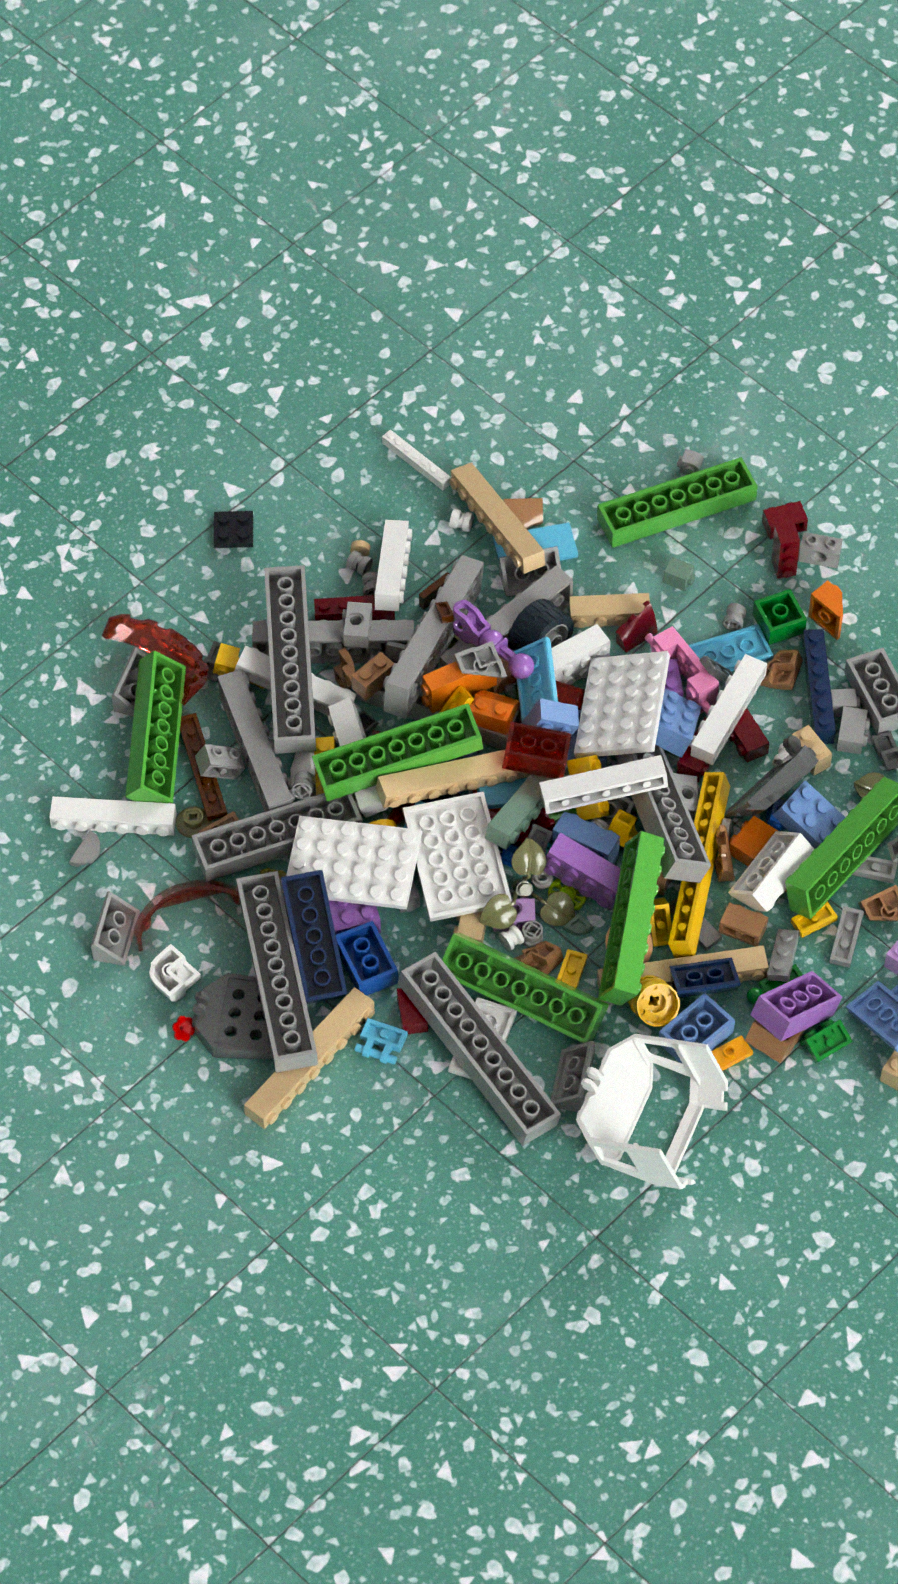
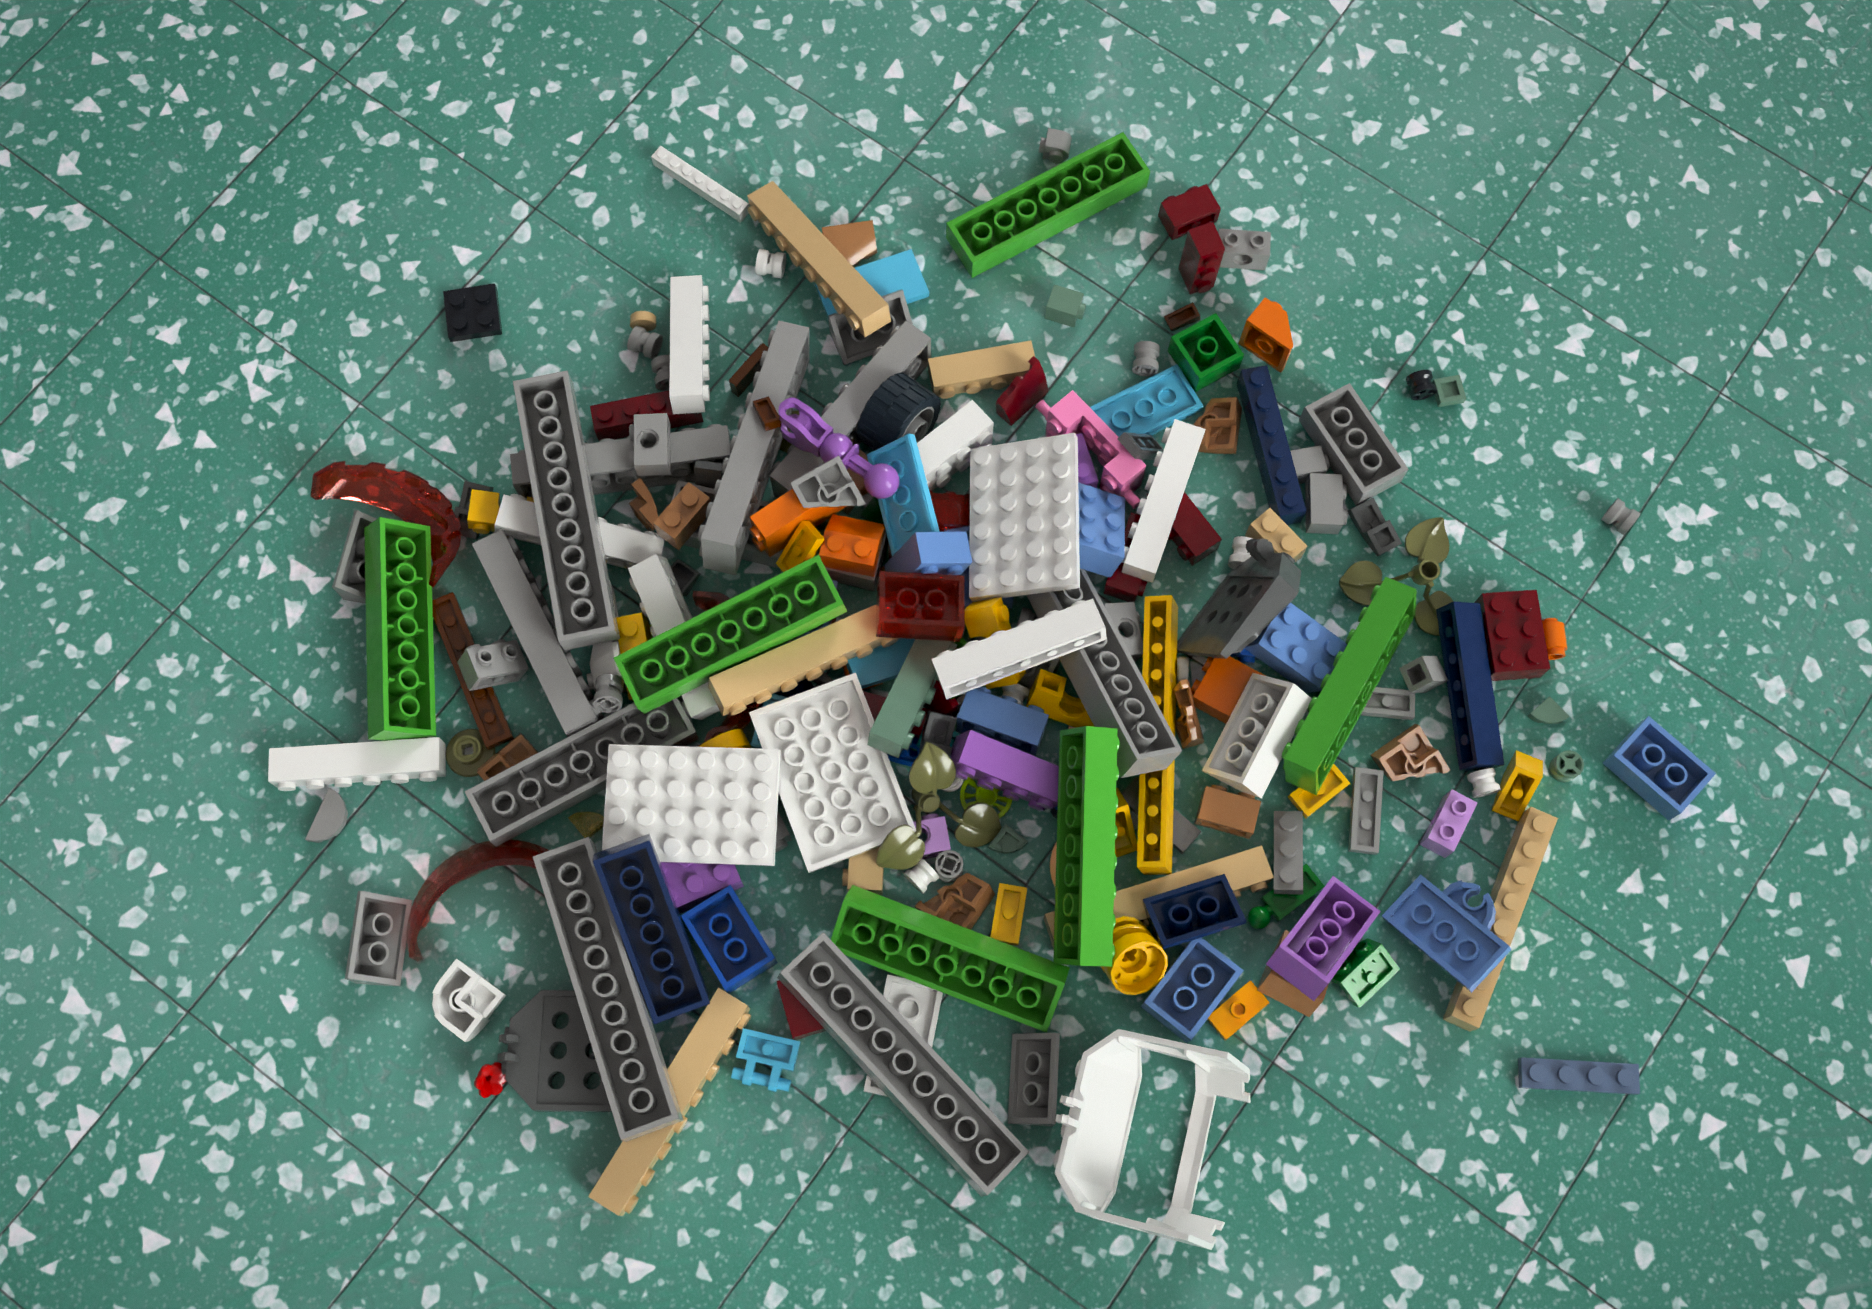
camera: 10 degrees left, 15 degrees up
(767, 591) = (1182, 317): none -> reddish brown piece

